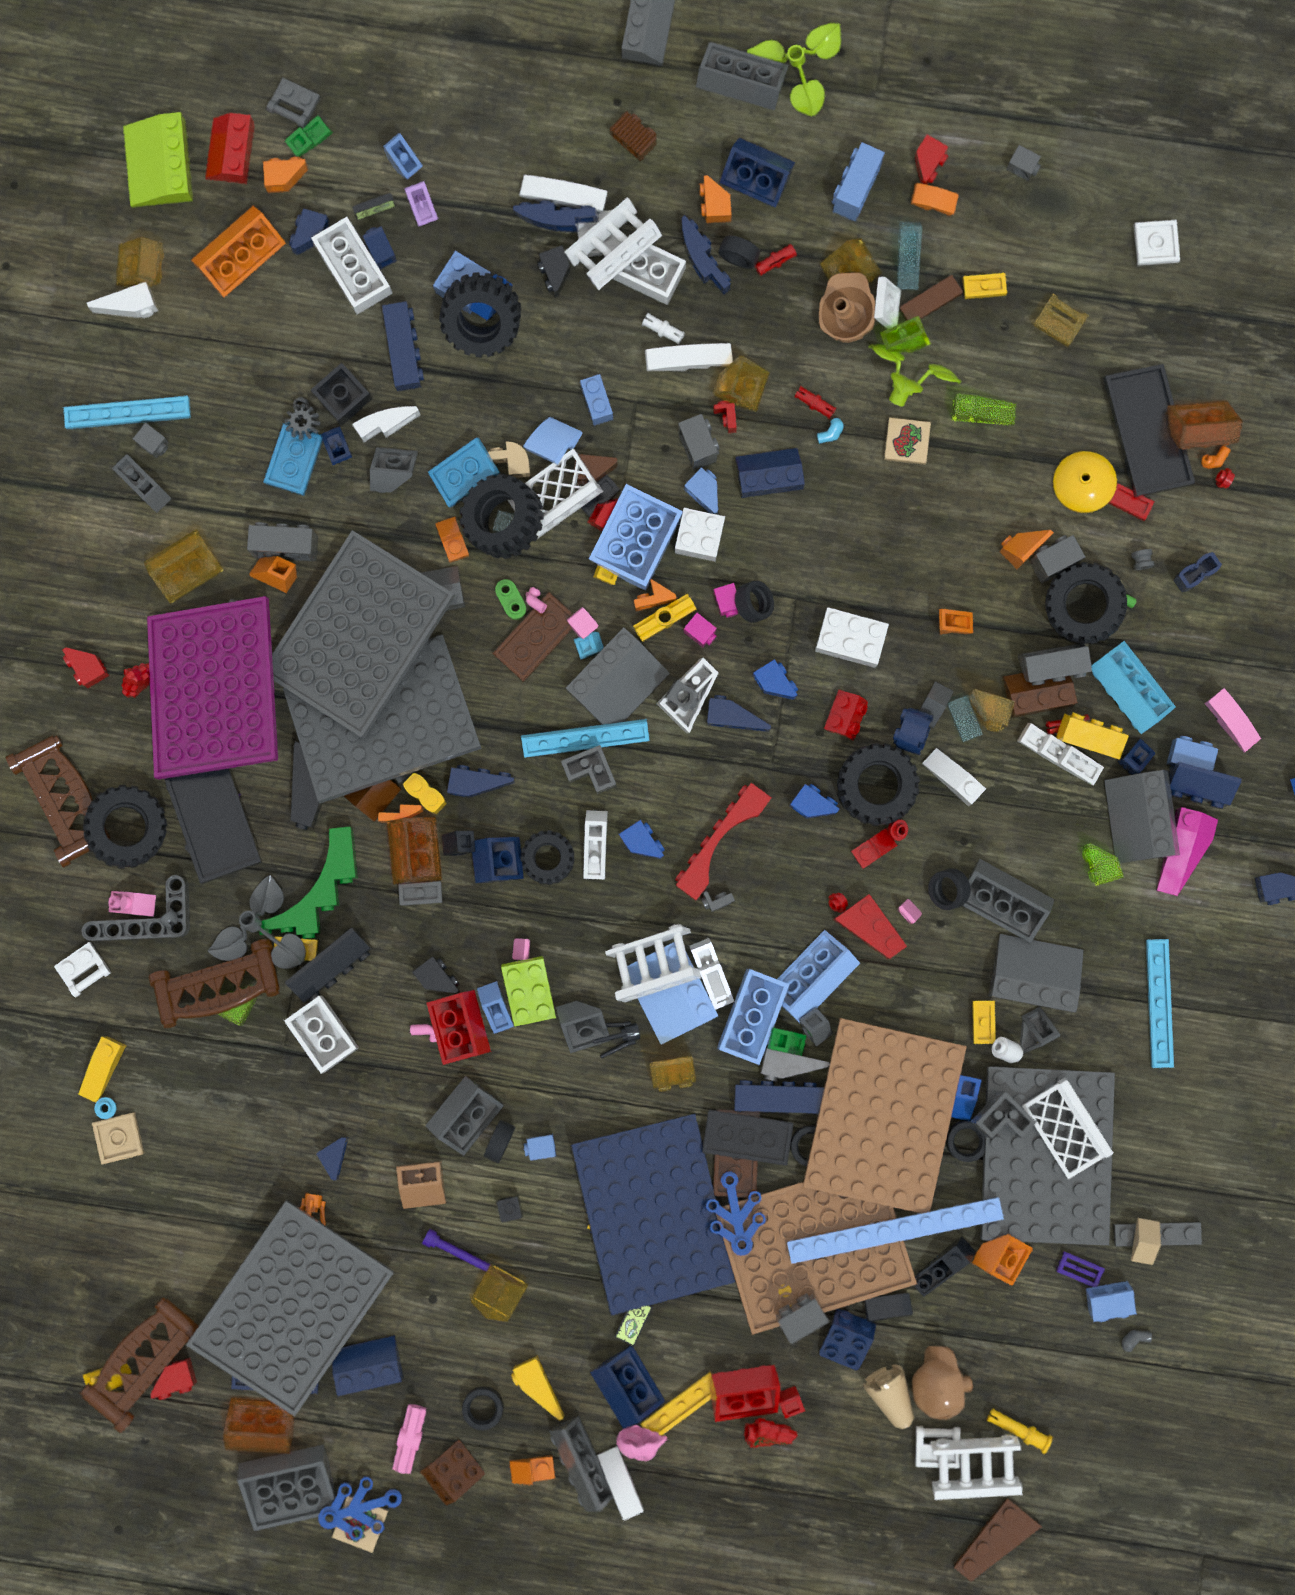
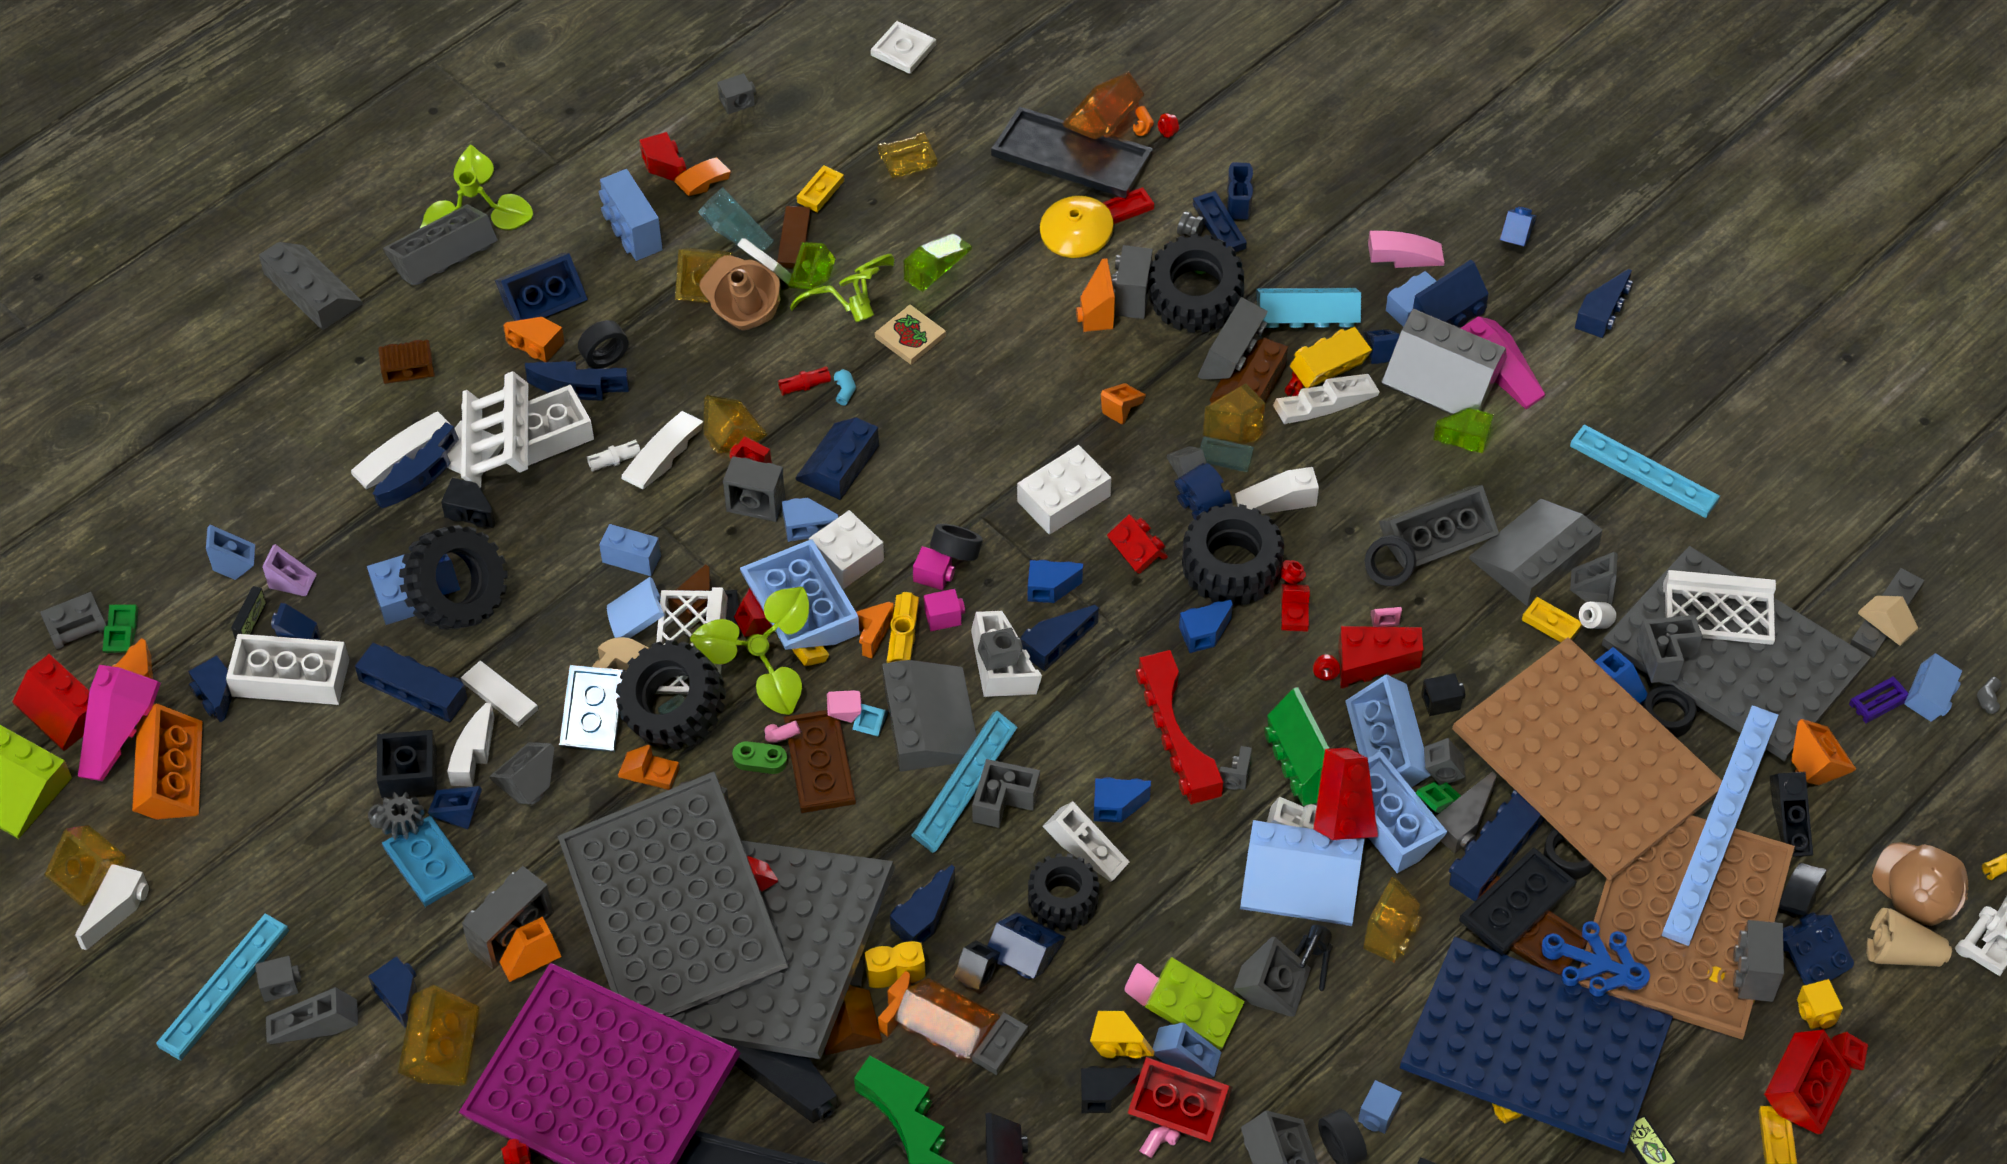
camera: 55 degrees left, 30 degrees down
(195, 515) = (395, 987): none -> dark blue slope
(239, 192) = (113, 710): none -> dark pink wedge
(419, 670) = (763, 873): none -> red slope
(437, 405) = (499, 693): none -> white tile
(474, 962) = (1118, 1036): none -> yellow slope
(606, 541) = (719, 638): none -> lime plant
(667, 979) = (1280, 877): white fence -> none
(725, 990) = (1345, 797): none -> red wedge
(752, 933) = (1297, 745): none -> green slope
(768, 1433) = (1868, 1091): red rock -> none
(775, 260) = (637, 327): red pin -> none
(807, 1367) = (1819, 1004): none -> yellow brick
(871, 990) = (1442, 694): none -> black brick
(1161, 576) = (1219, 220): none -> dark blue plate

